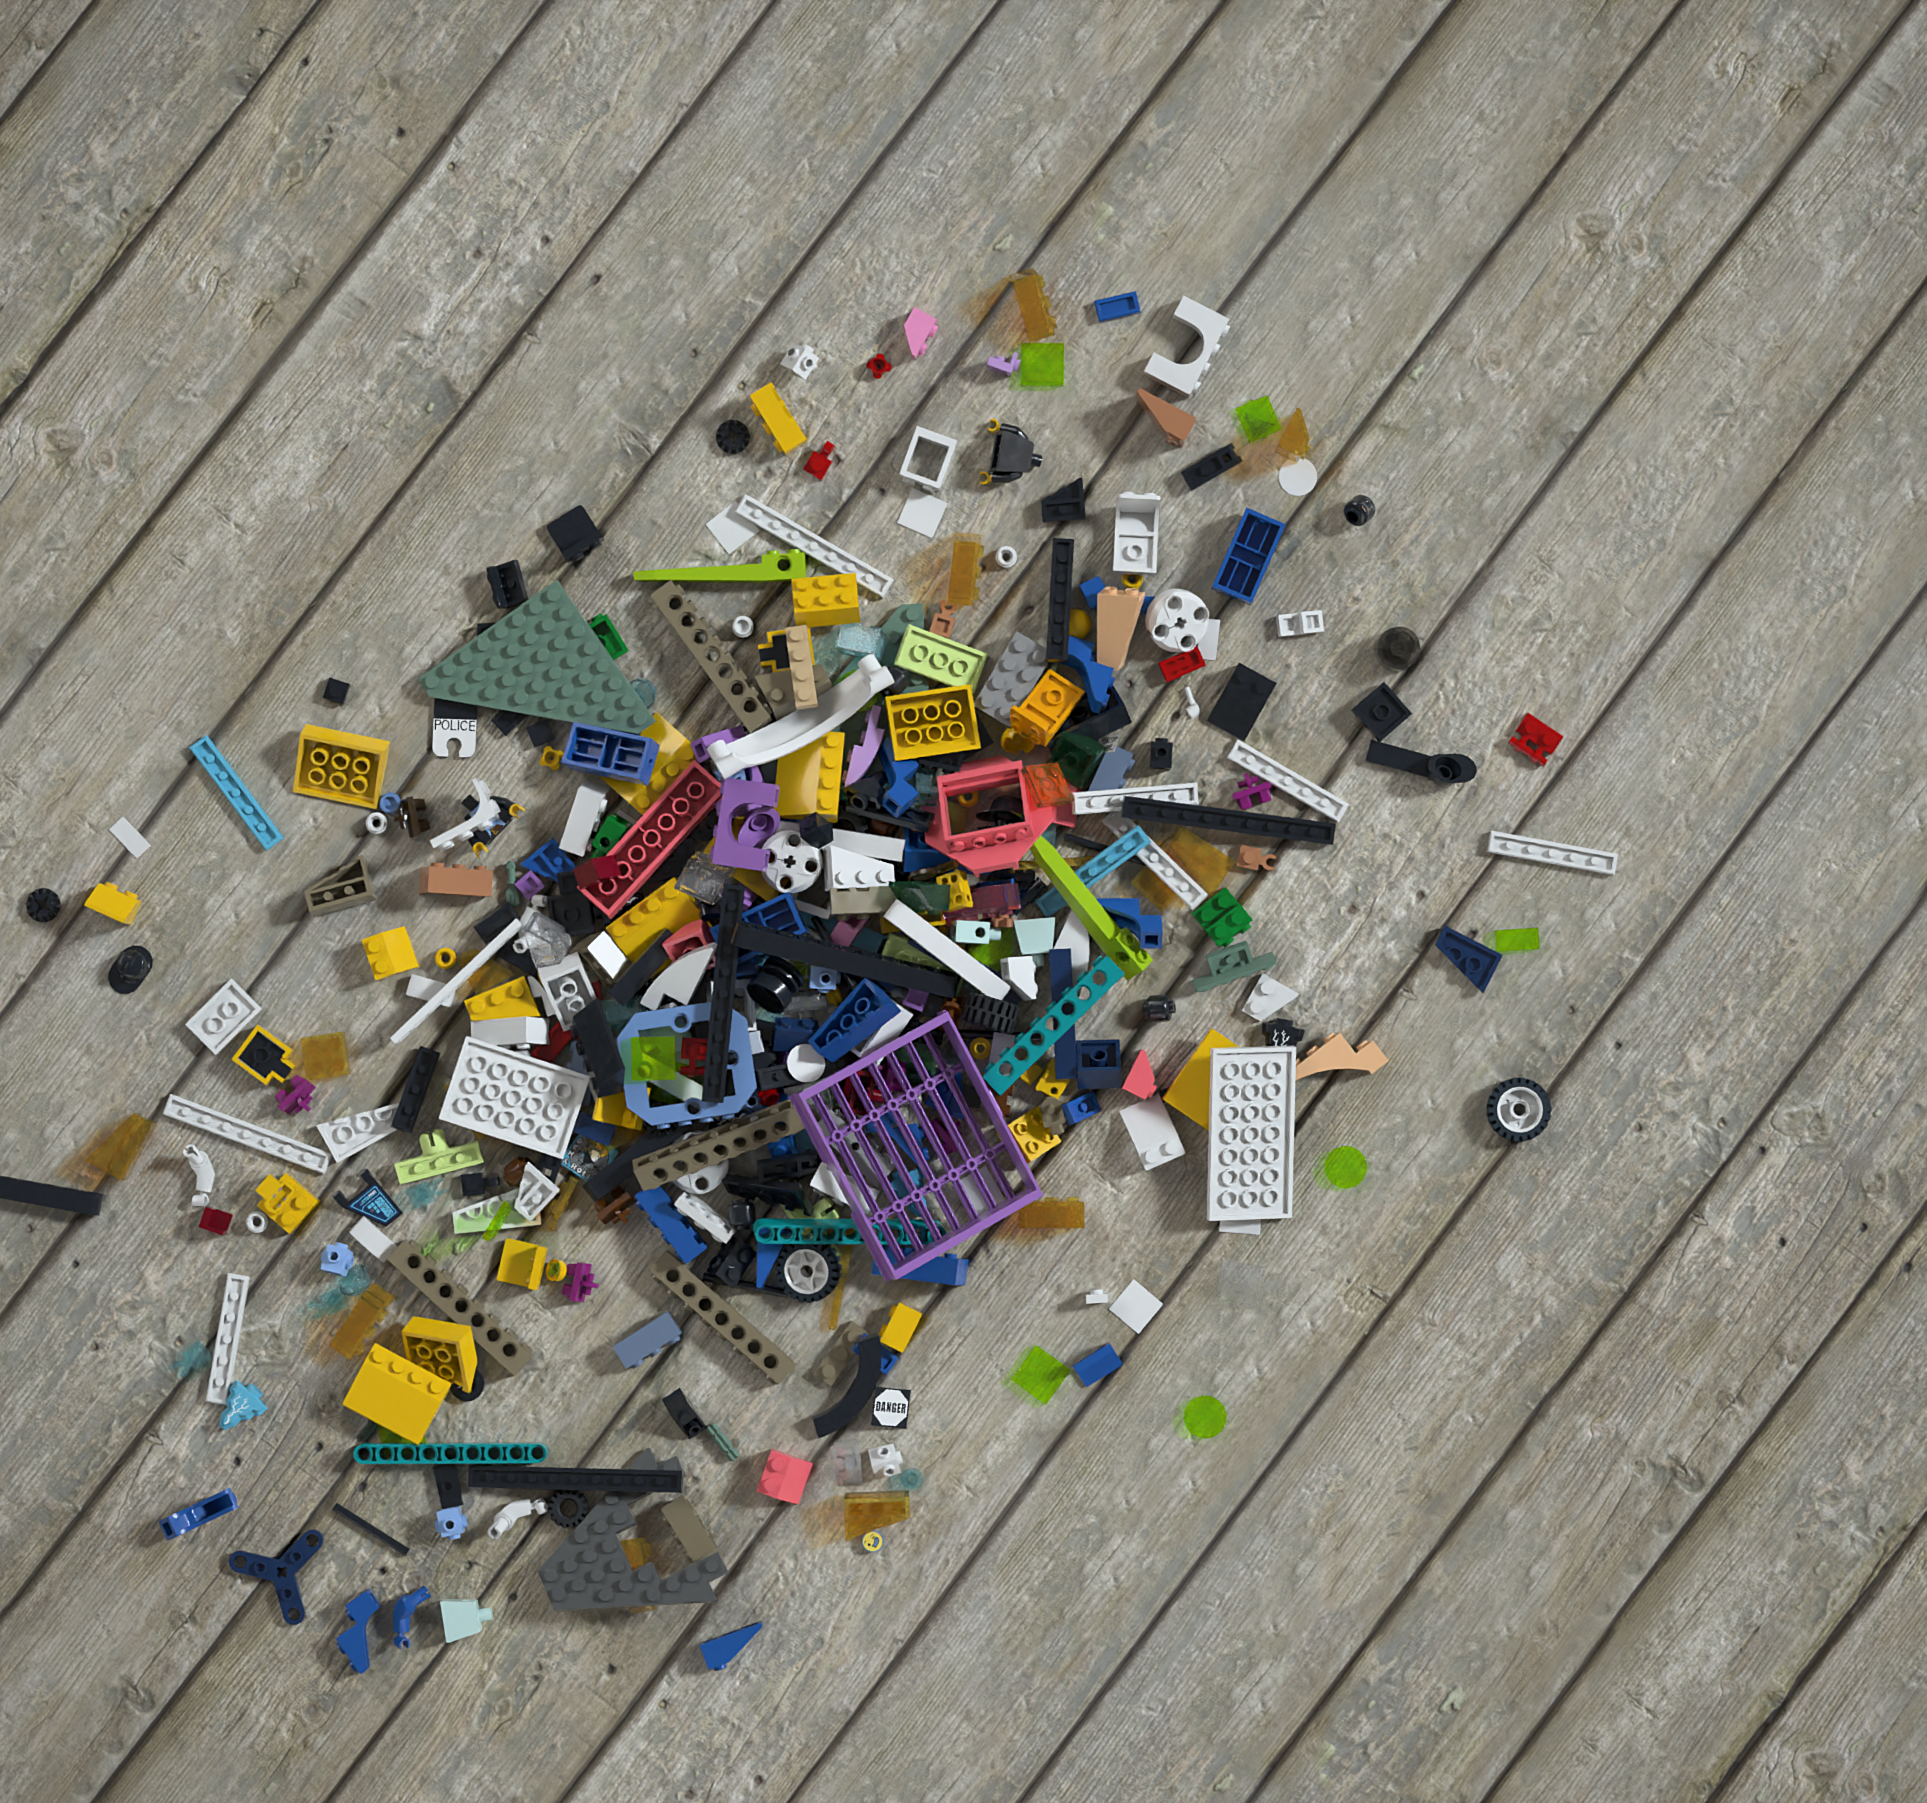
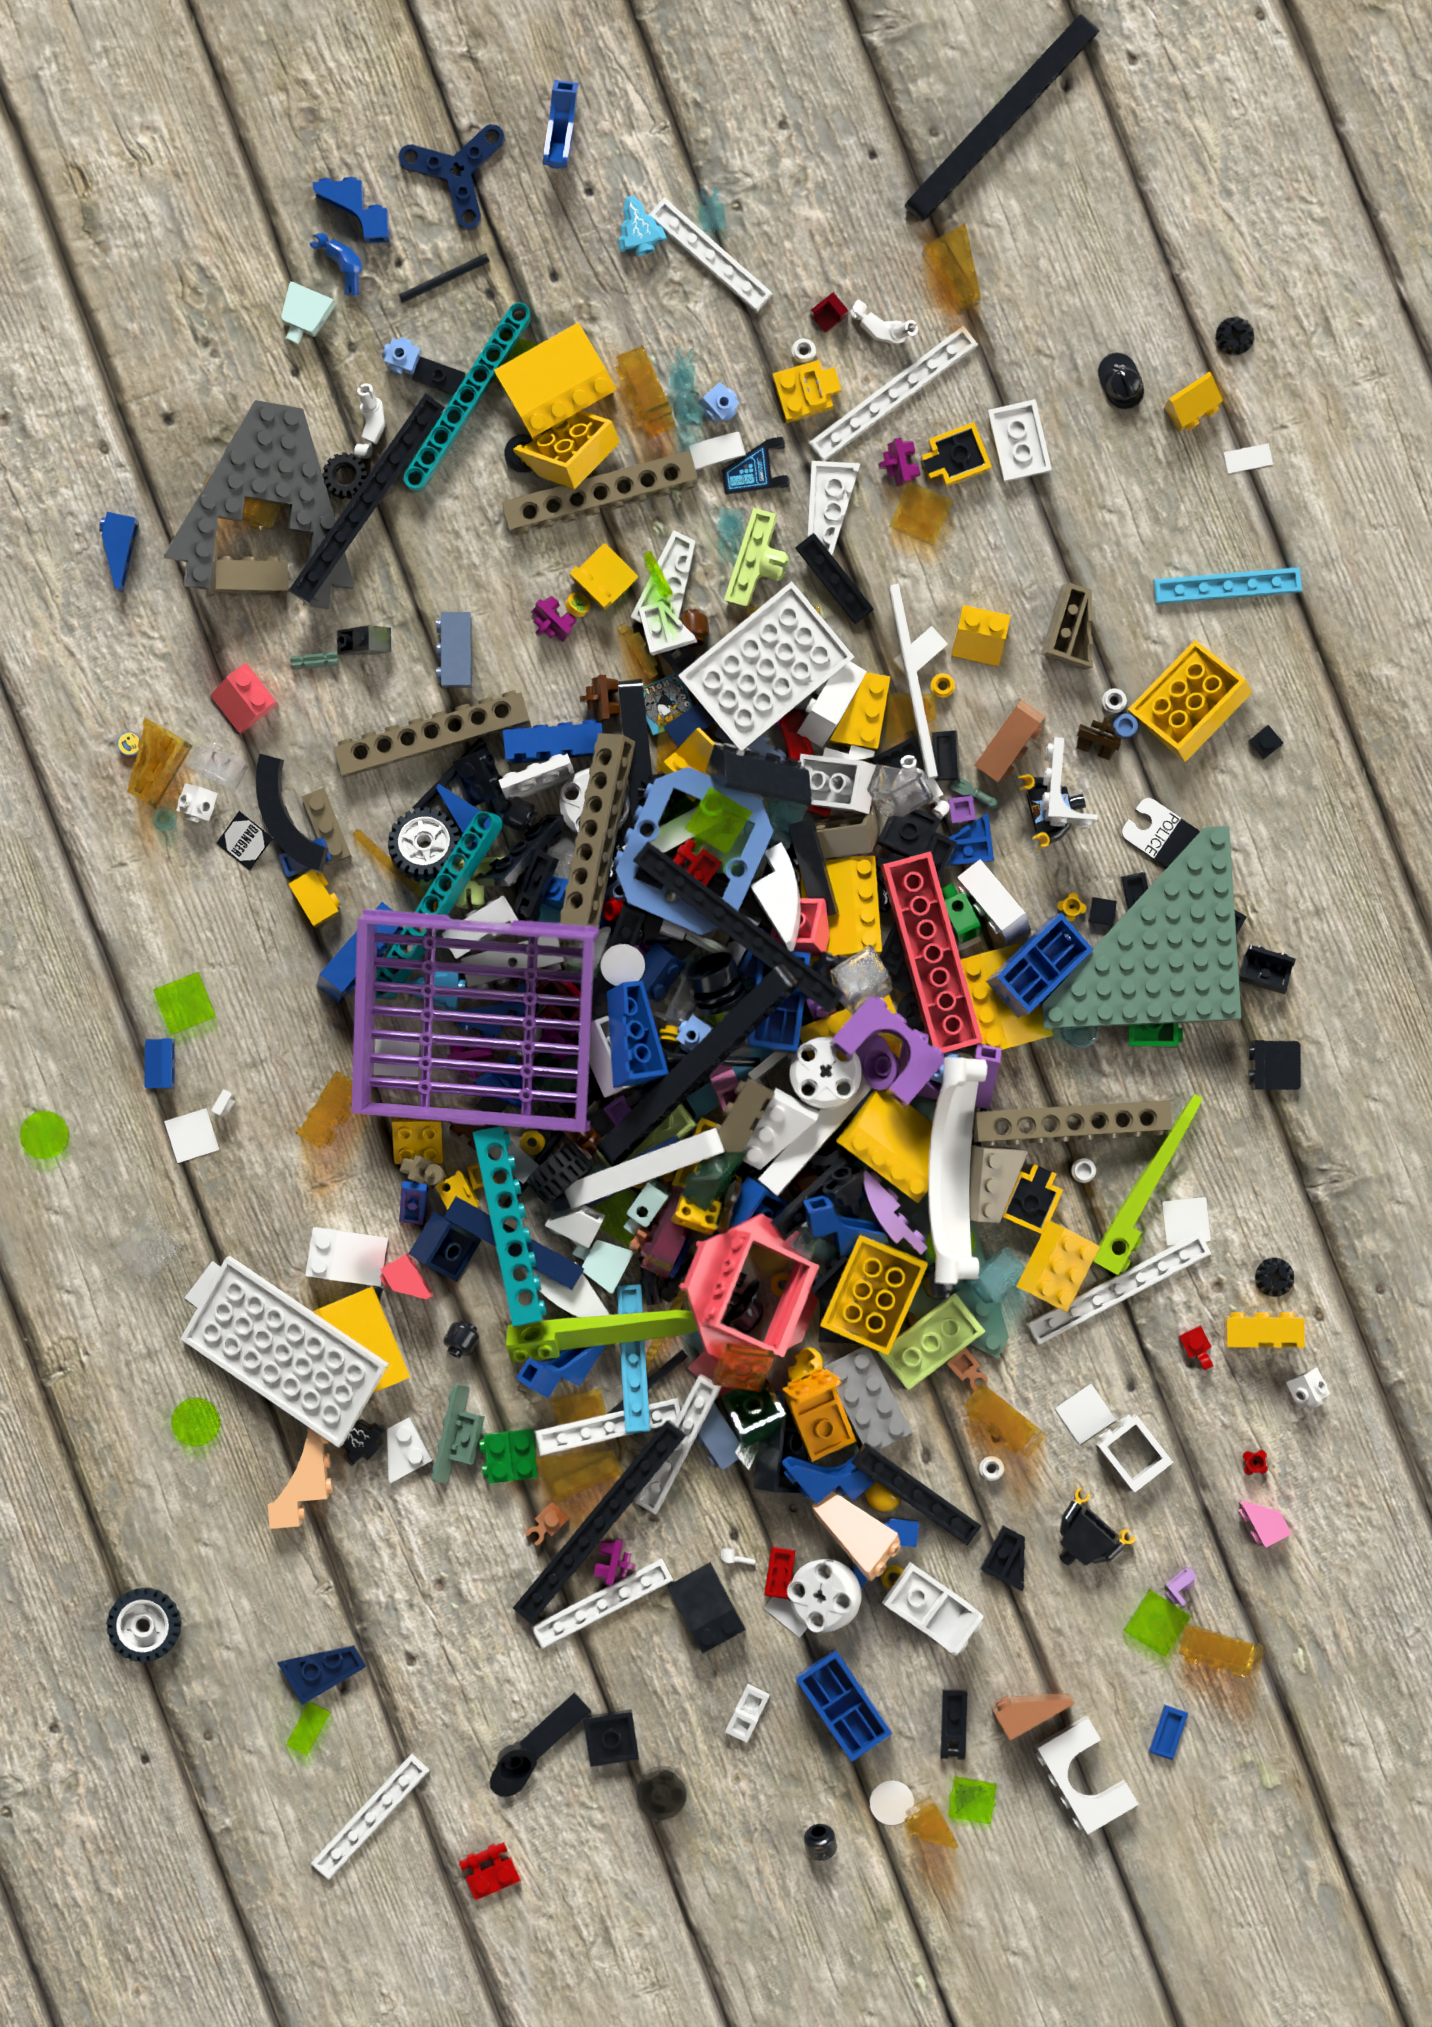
camera: 120 degrees right, 0 degrees up
(475, 1183) = (708, 580): black plate -> none
(596, 871) = (933, 880): dark red slope -> none
(801, 667) = (1007, 1201): tan plate -> none
(816, 830) = (839, 1115): black brick -> none
(1161, 754) = (705, 1496): black brick -> none

